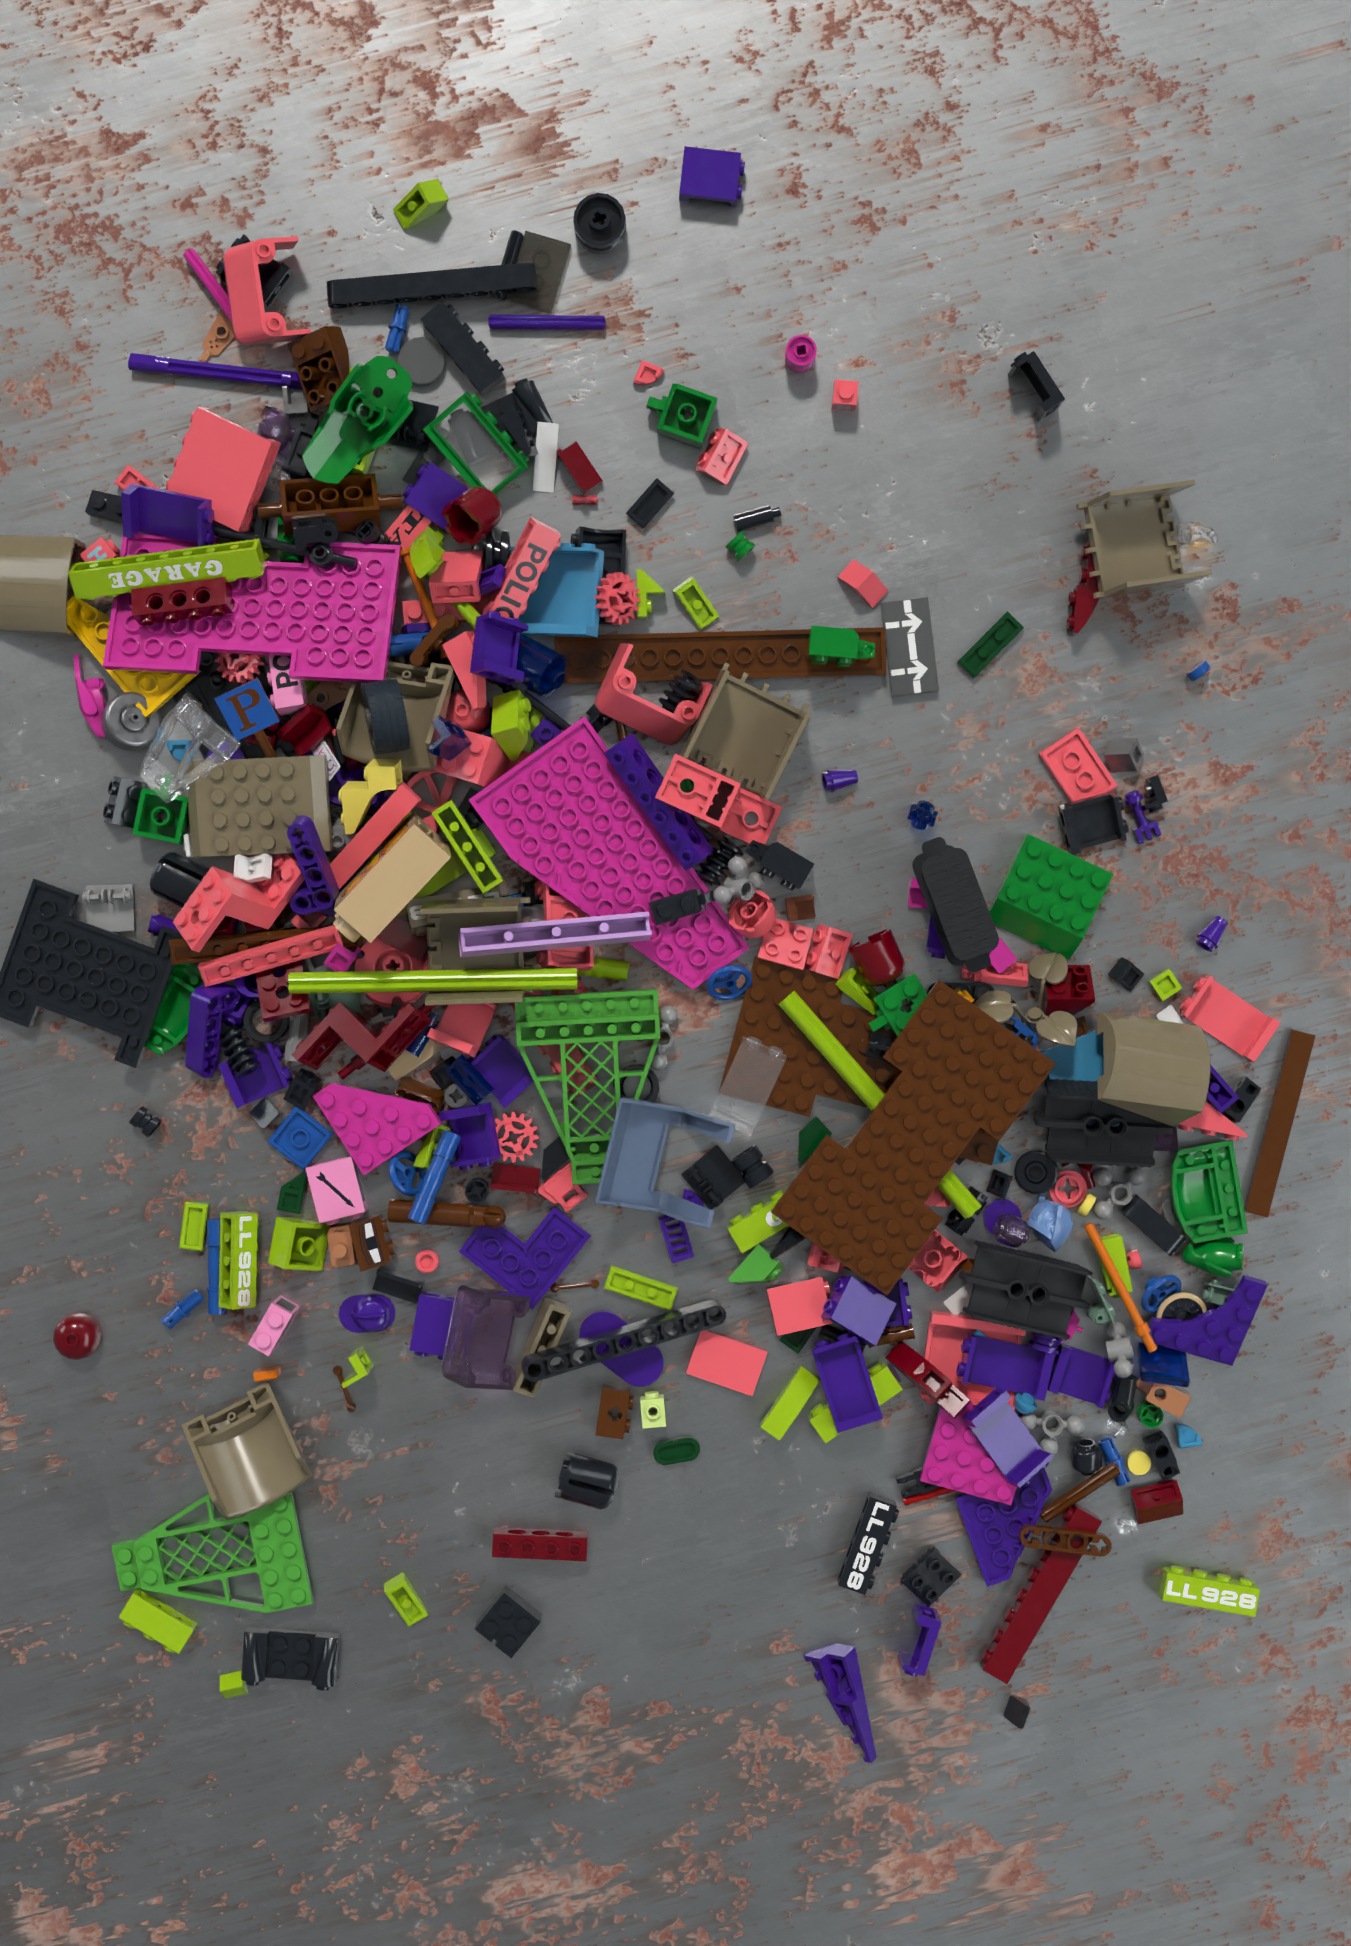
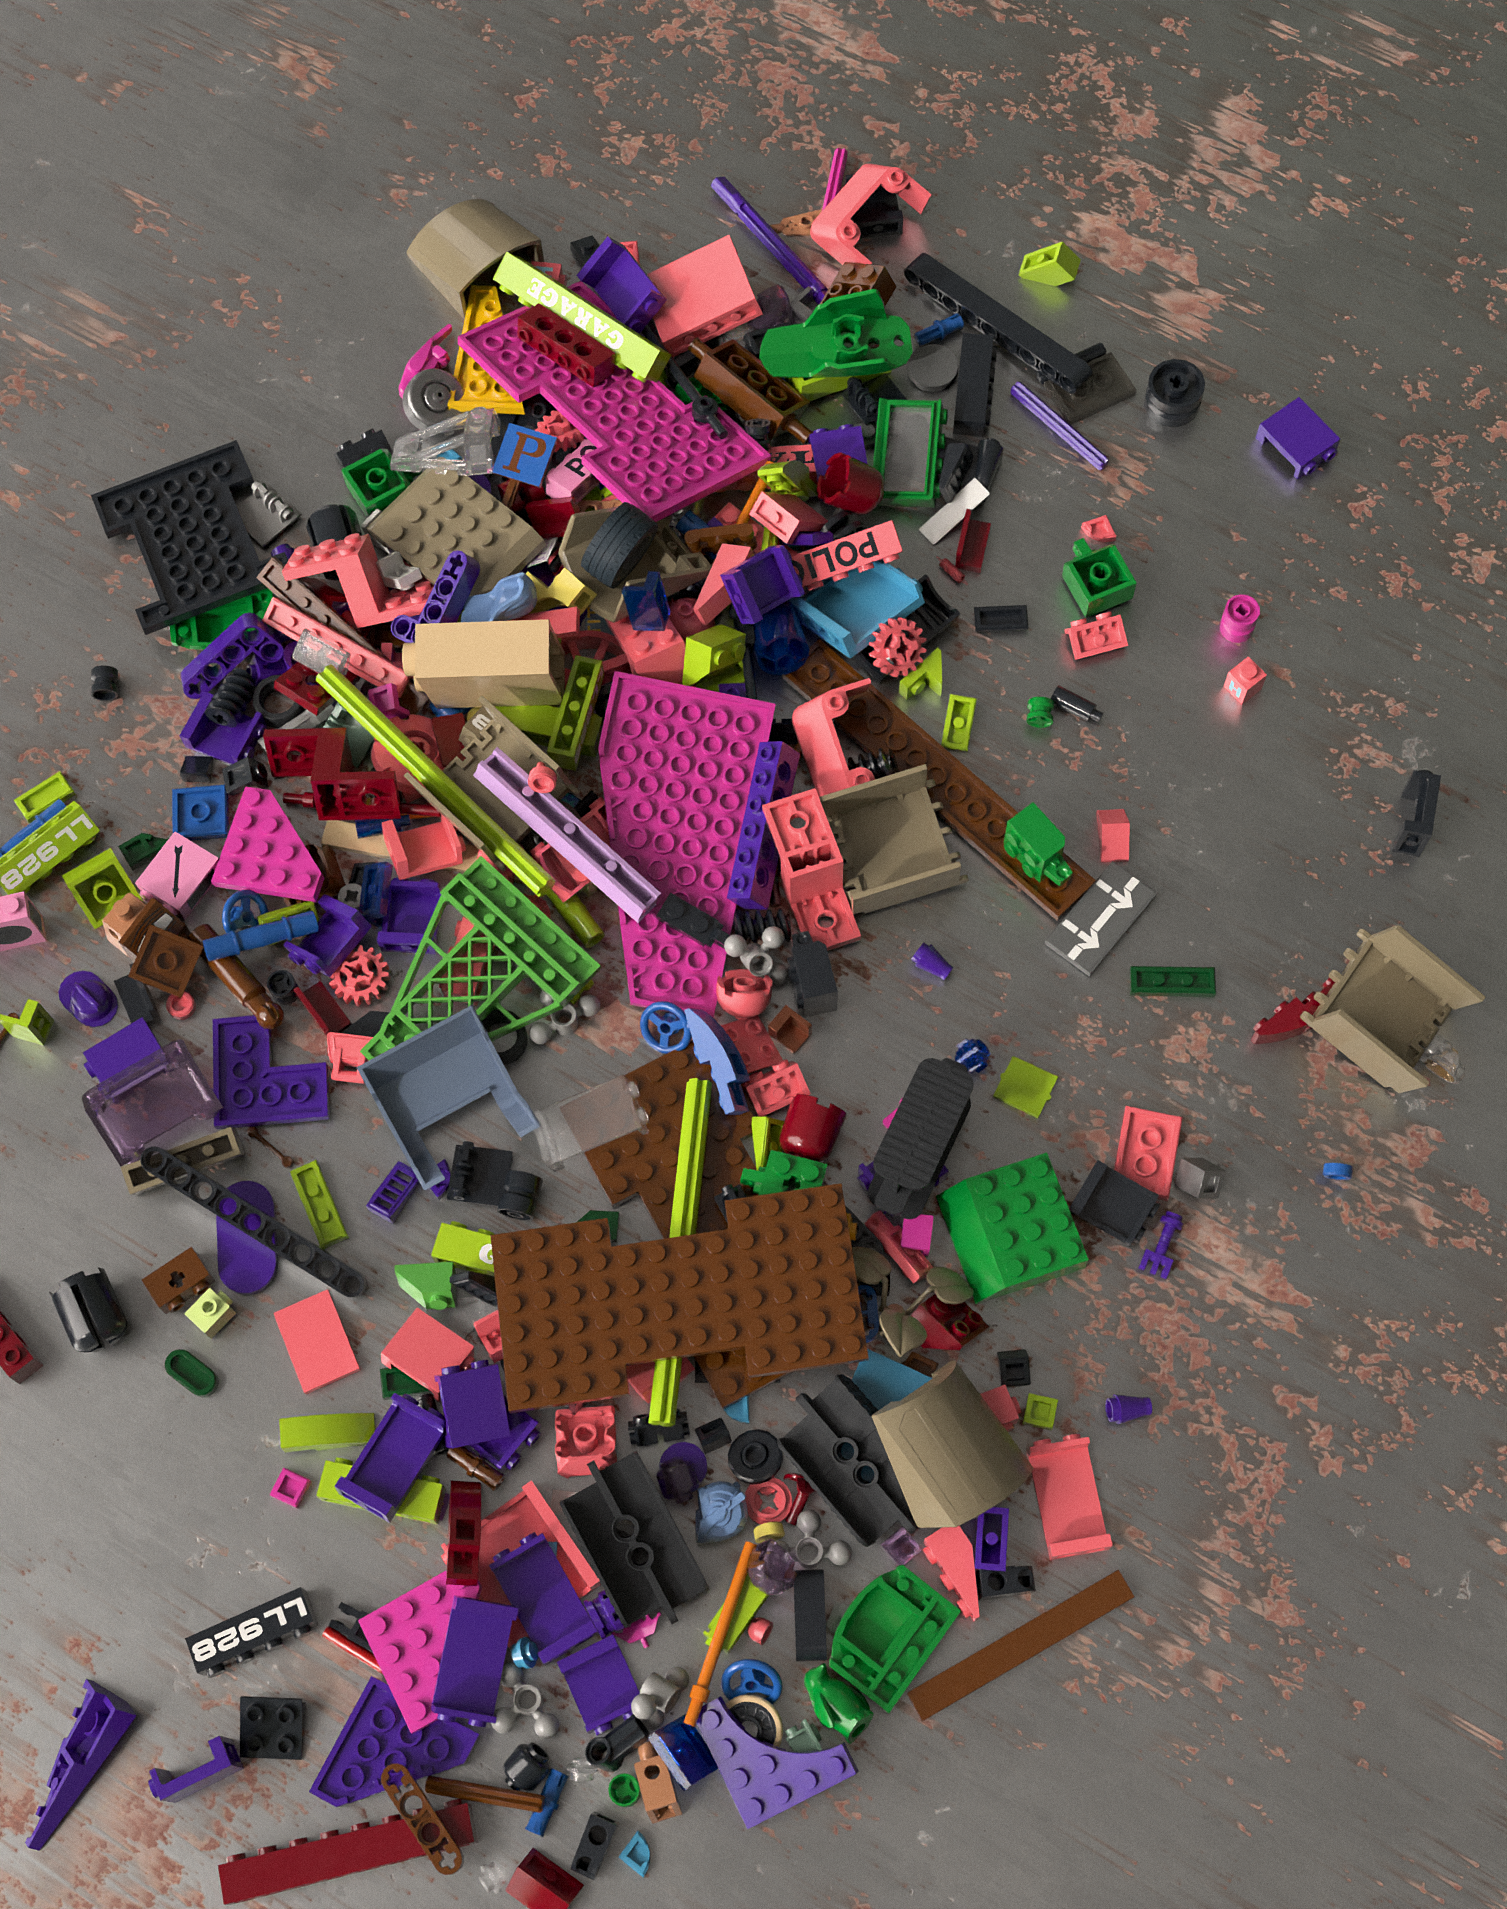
camera: 55 degrees right, 20 degrees down
(270, 972) = (318, 653): none -> clear slope
(314, 530) = (723, 388): black leg -> none
(350, 827) = (508, 600): none -> medium blue hair
(397, 1251) = (165, 961): none -> reddish brown tile
(510, 921) = (542, 778): none -> coral tile
(777, 967) = (717, 1049): none -> slope
(801, 1451) = (290, 1488): none -> dark pink tile
(969, 800) = (1025, 1087): none -> lime piece
(1101, 1311) = (684, 1640): sand green hinge -> none
(1114, 1226) = (771, 1568): none -> clear purple hair
(1138, 1462) = (567, 1829): light yellow tile -> none
(1143, 1006) = (1003, 1406): none -> coral brick
(1155, 790) = (1198, 1233): black bracket -> none

